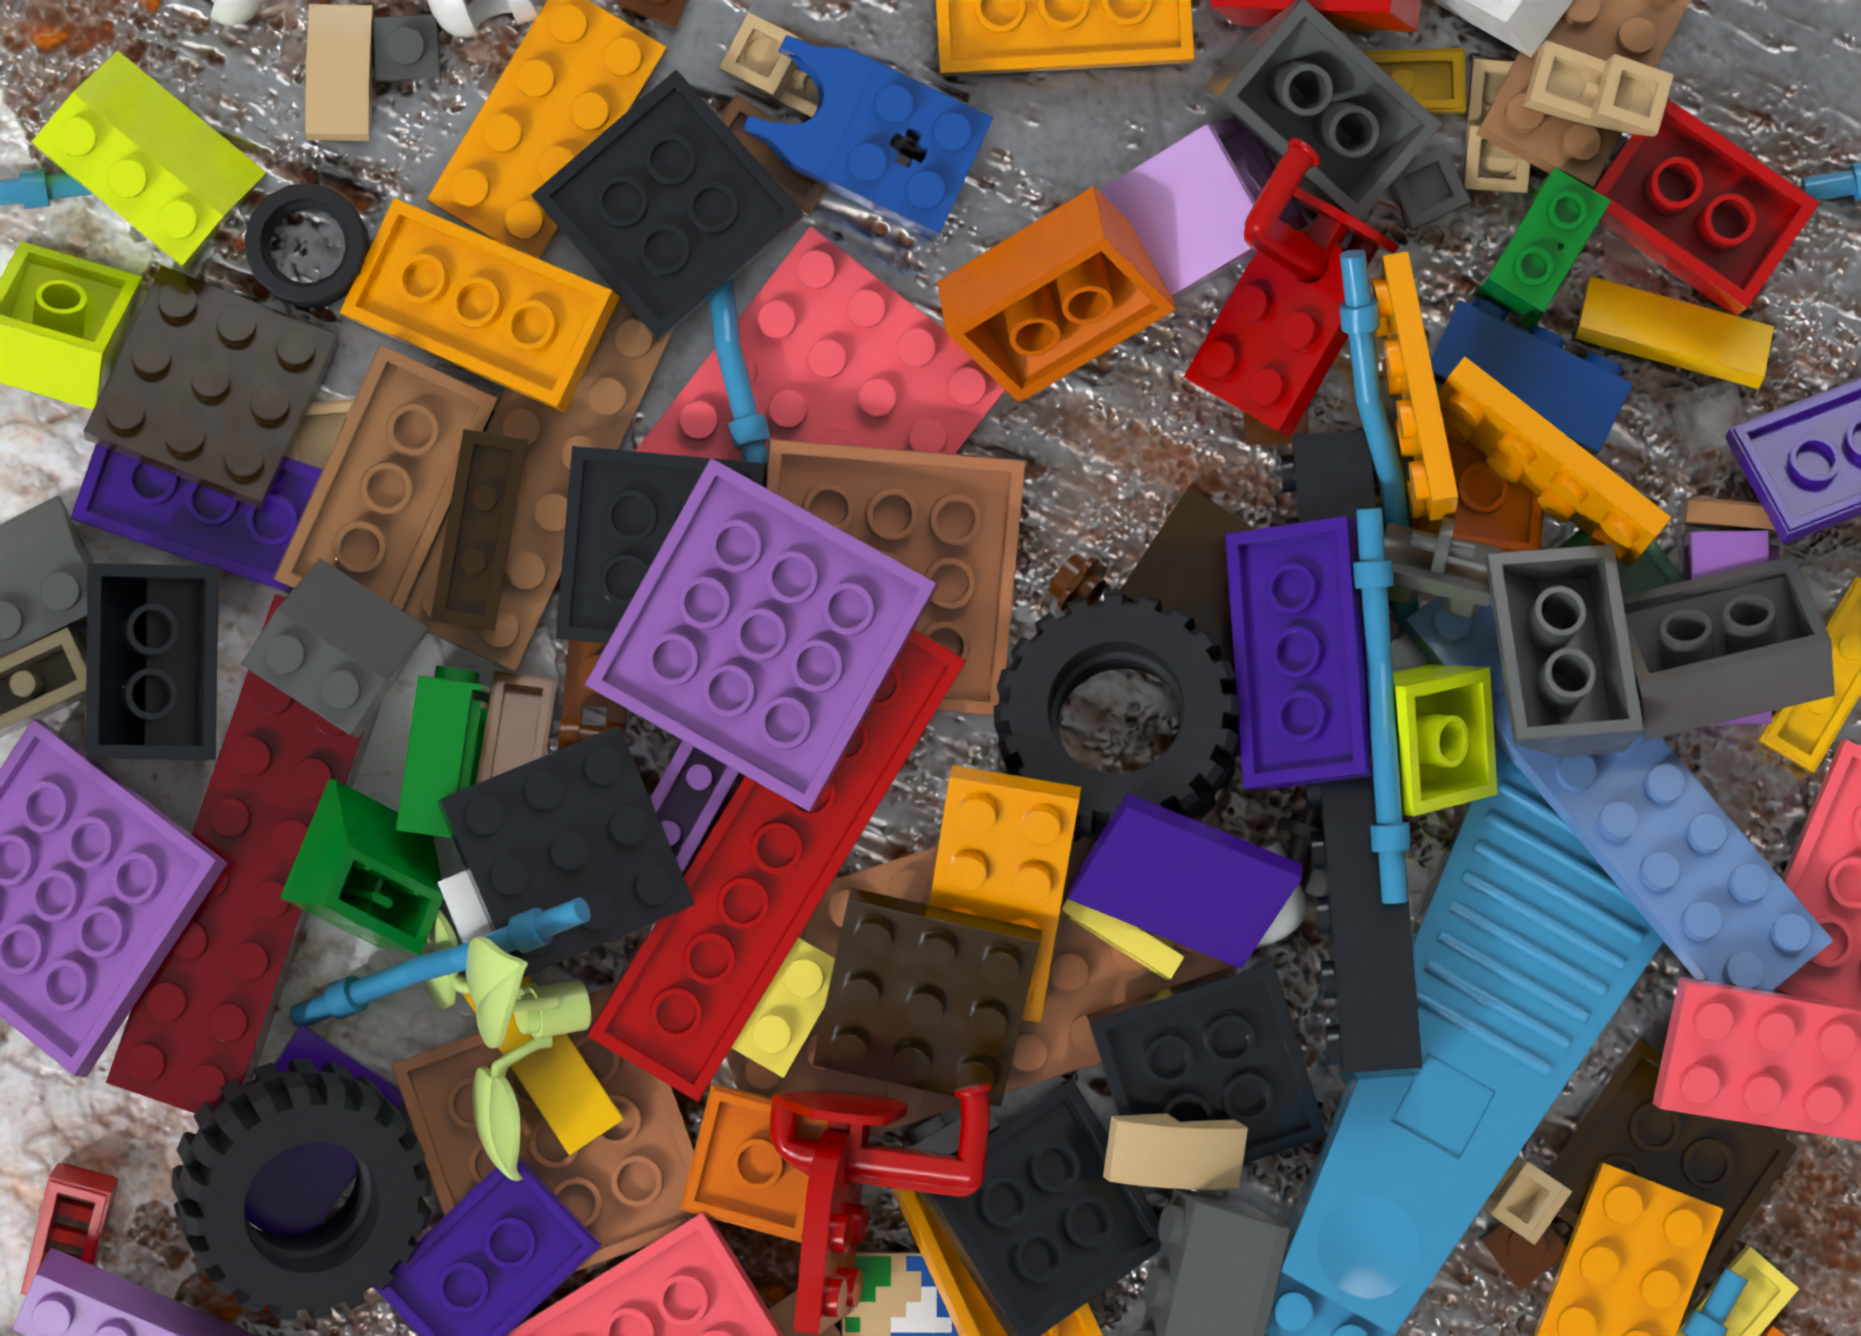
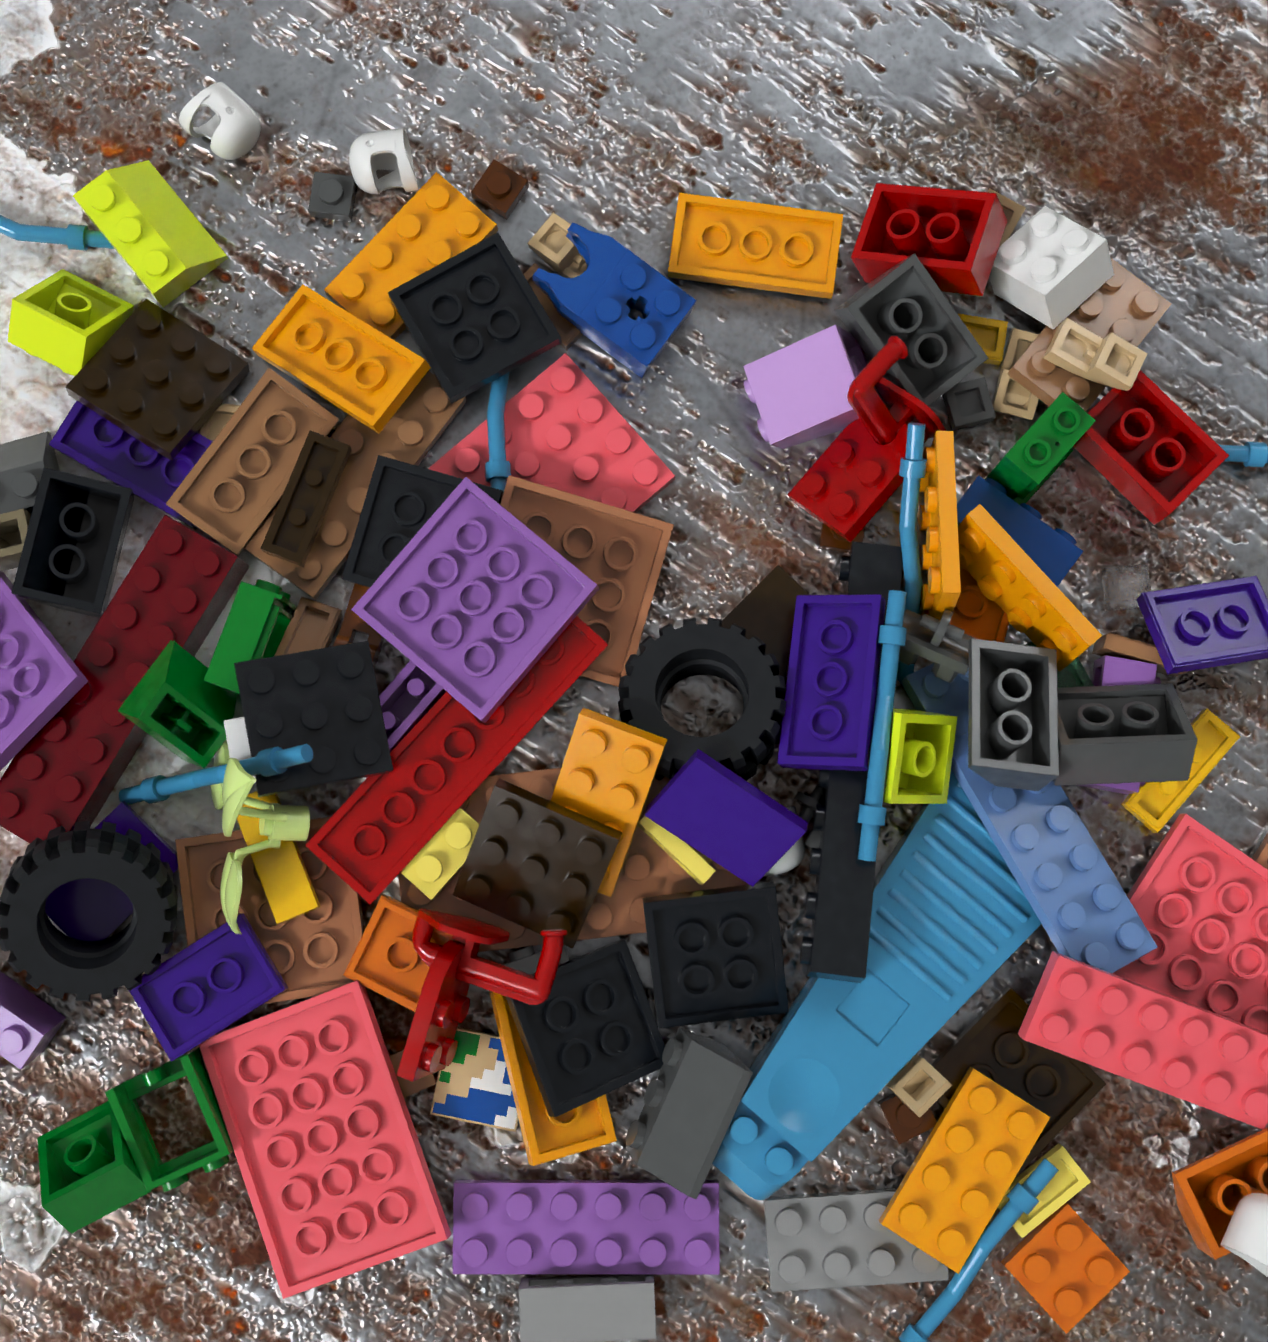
camera: 15 degrees right, 5 degrees down
(268, 216) = (221, 280): black tyre -> none
(335, 647) = (190, 553): dark grey slope -> none
(339, 72) = (285, 201): tan slope -> none
(1054, 295) = (714, 422): orange slope -> none
(1078, 579) = (693, 607): reddish brown plate -> none
(1175, 1154) = (683, 1004): tan slope -> none
(1674, 332) = (1113, 527): yellow tile -> none

